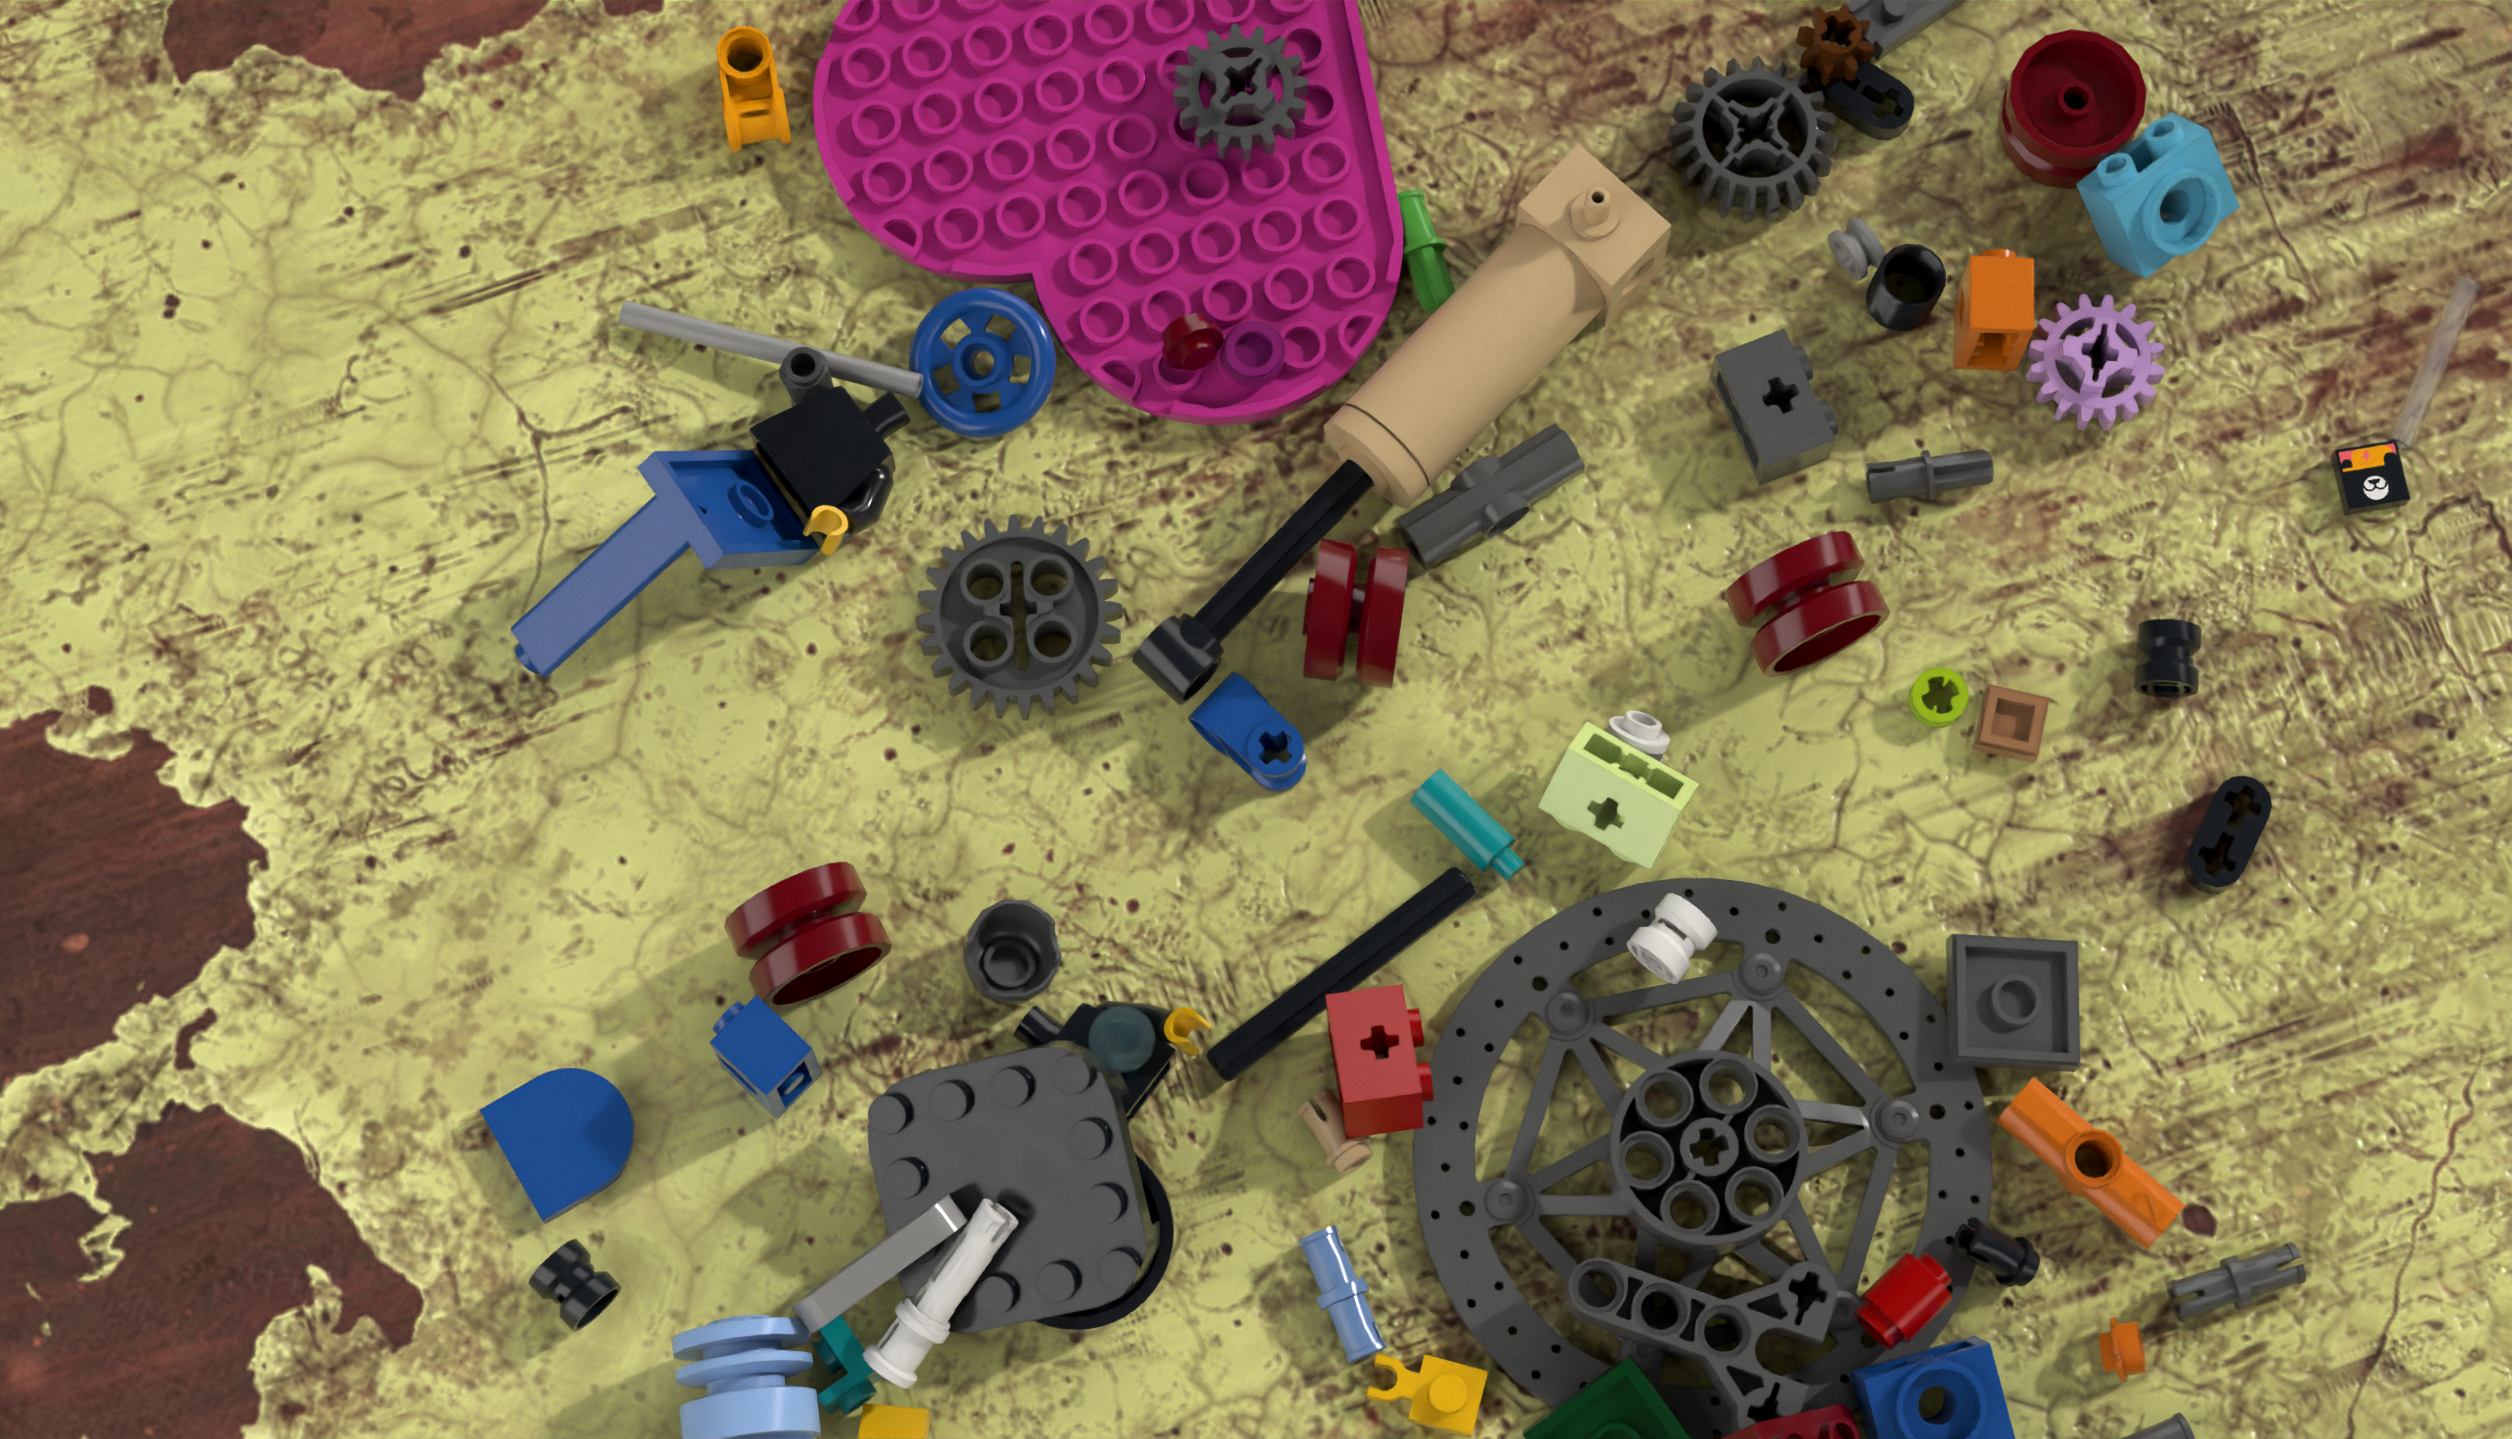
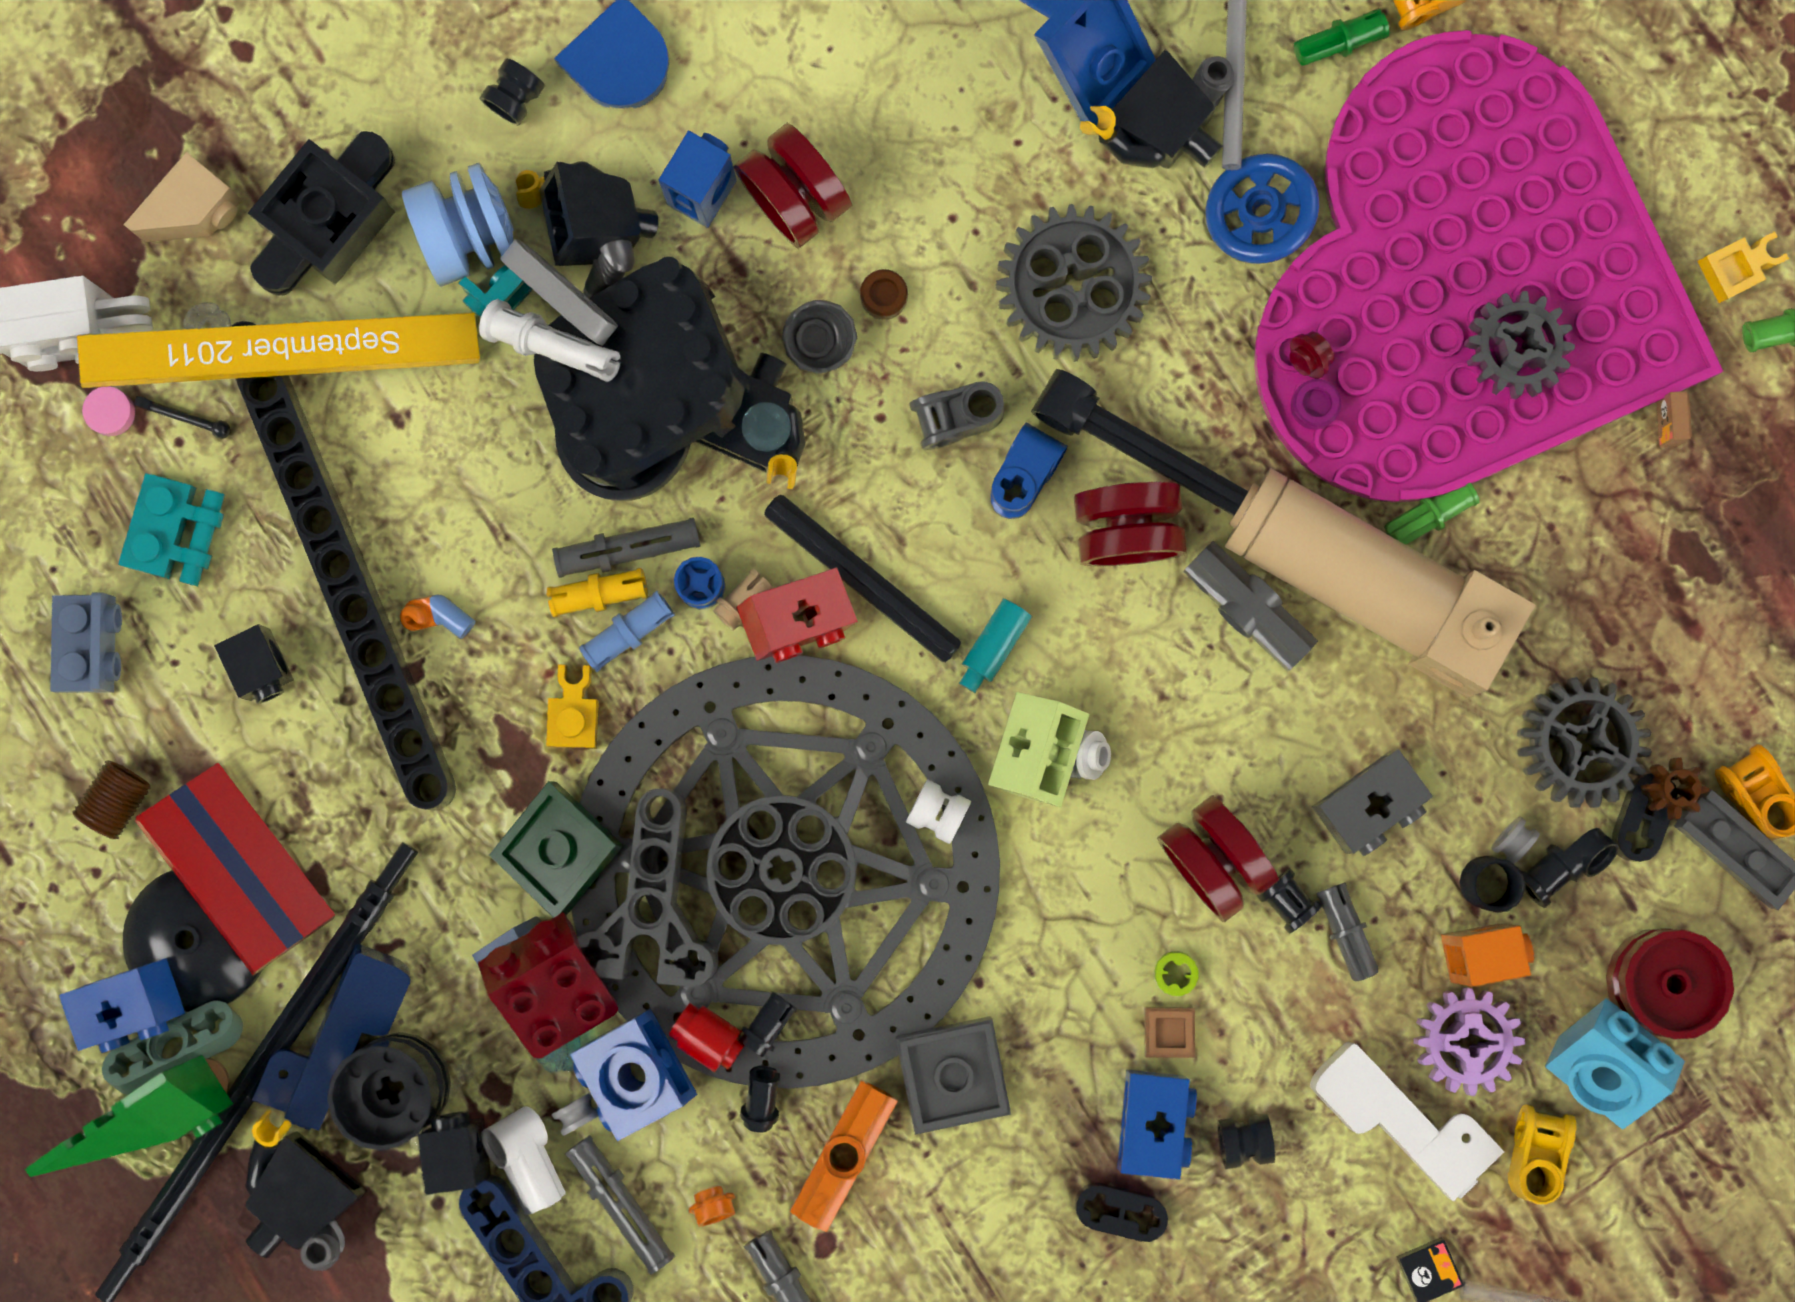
camera: 80 degrees right, 10 degrees up
(781, 1215) = (588, 219): none -> black torso
(784, 214) = (1342, 37): none -> green axle
(971, 863) = (884, 294): none -> reddish brown tile
(1157, 810) = (954, 414): none -> dark grey piece
(1230, 1347) = (569, 558): none -> dark grey pin
(1281, 1321) = (597, 592): none -> yellow pin
(1299, 1171) = (695, 576): none -> blue wheel
(1881, 532) = (1290, 901): none -> black bush
(1901, 203) = (1584, 857): none -> black connector
(1902, 1218) = (767, 1024): none -> black pin
(2091, 769) = (1138, 1148): none -> blue brick
(2142, 499) = (1367, 1097): none -> white piece
(2247, 310) = (1542, 1151): none -> yellow piece

